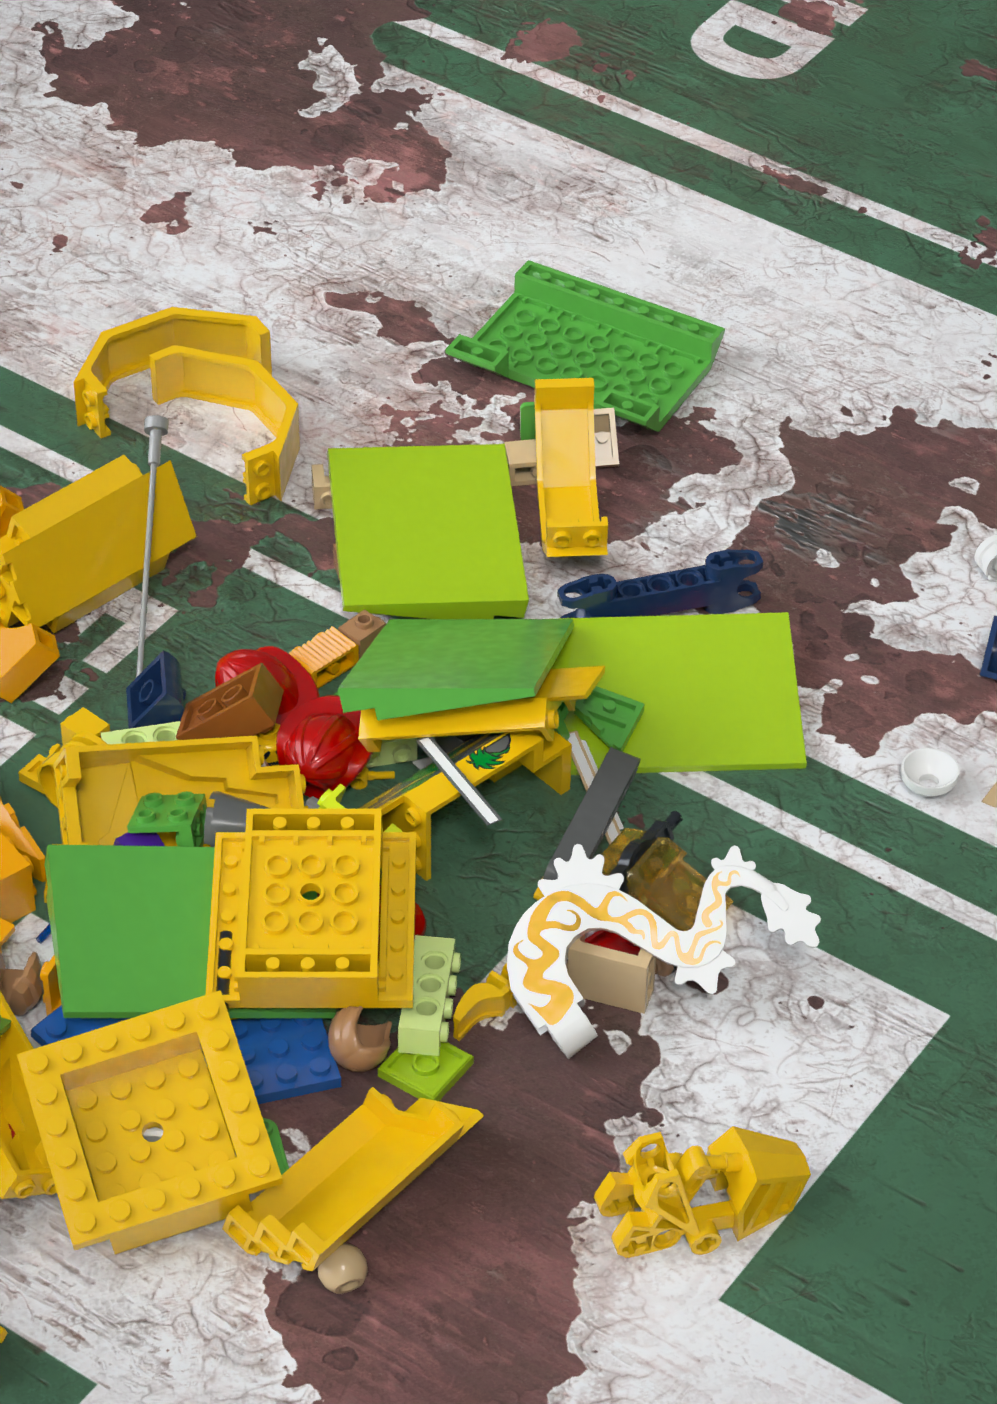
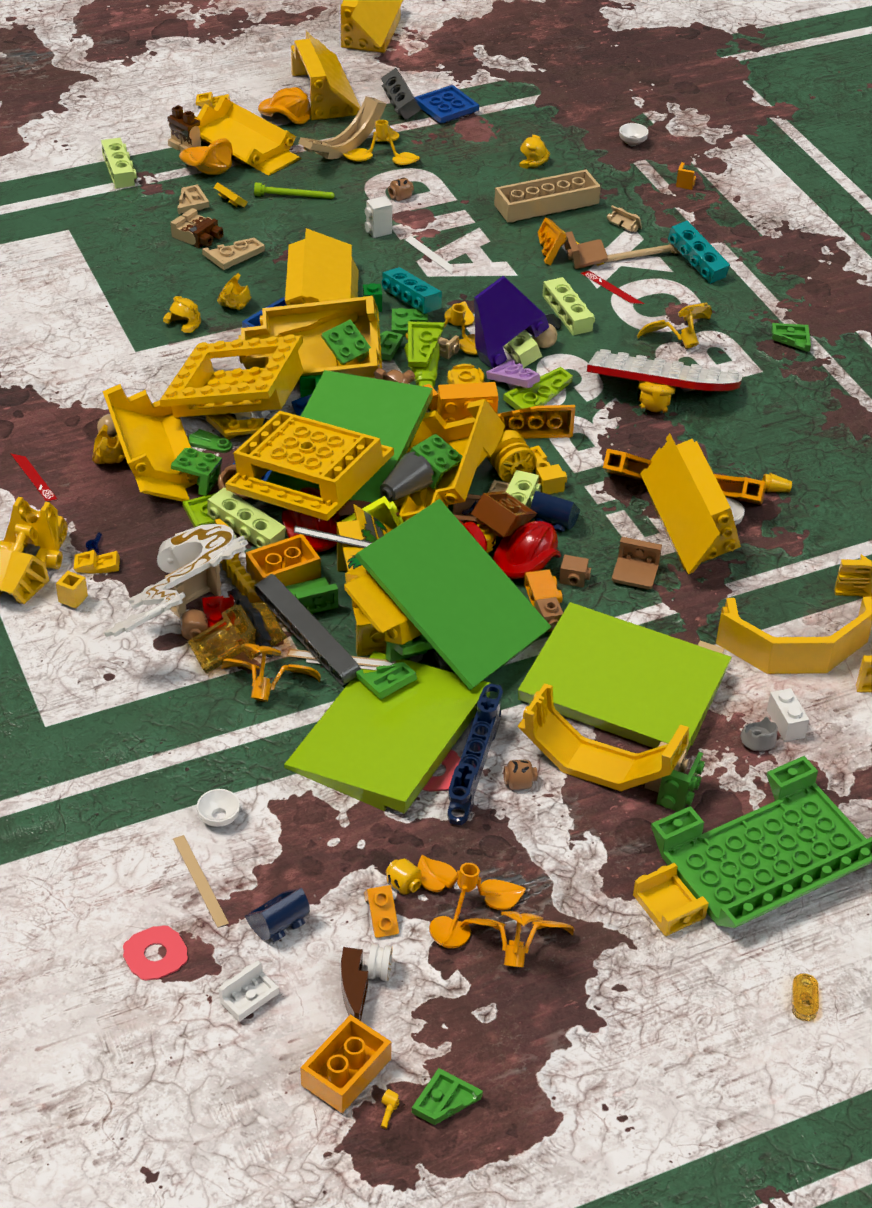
camera: 120 degrees right, 0 degrees up
(156, 427) = (740, 520): light grey piece -> none
(204, 598) = (637, 563): none -> medium nougat bracket
(260, 635) = (574, 571): none -> medium nougat brick
(368, 1088) = (200, 464): none -> bright green bracket
(371, 398) = (787, 715): none -> white brick
(400, 1237) = (107, 448): none -> yellow helmet
(418, 411) = (760, 735): none -> light grey hair
(480, 905) = (289, 560): none -> light orange brick
(510, 1322) = (35, 478): none -> red sticker
(513, 862) = (316, 594): none -> bright green bracket
(604, 1152) = (93, 543): none -> clear blue hand
(605, 438) = (660, 807): tan slope -> none
(628, 1122) = (91, 563): none -> yellow slope
(645, 561) = (519, 774): none -> medium nougat head
(713, 778) = (260, 684): none -> light orange plant
(715, 402) = (669, 900): none -> yellow panel
(722, 1099) = (71, 589): none -> yellow brick
(742, 293) = (805, 994): none -> clear yellow plate
(846, 578) = (438, 875): none -> light orange plant
(871, 593) = (403, 876): none -> yellow head
(877, 505) = (516, 950): none -> light orange plant
(920, 591) = (382, 911): none -> light orange bracket

